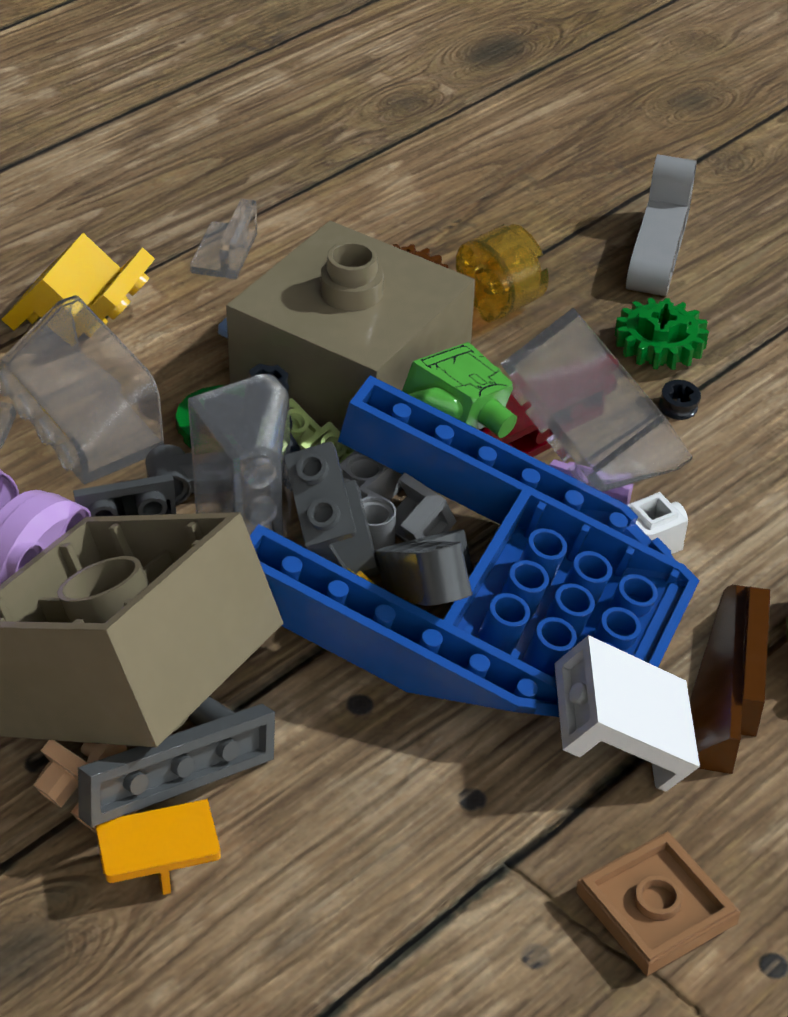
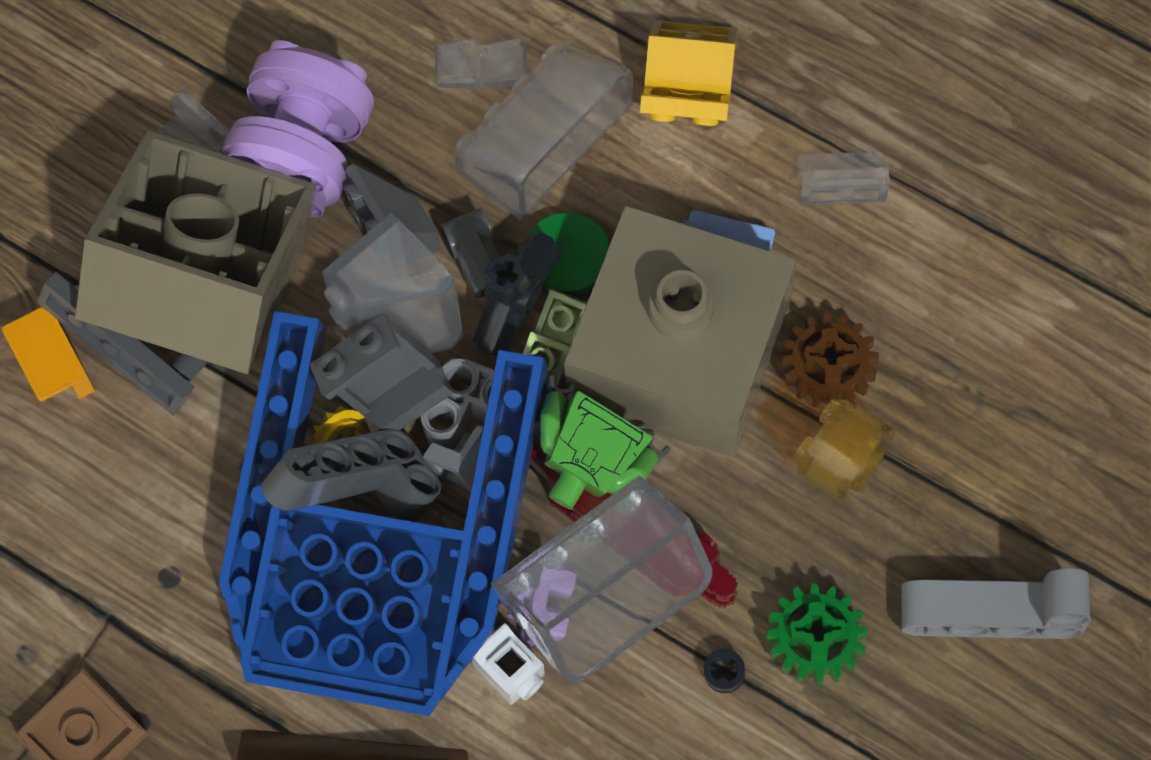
camera: 80 degrees right, 25 degrees up
(628, 706) = (237, 674): white panel -> none

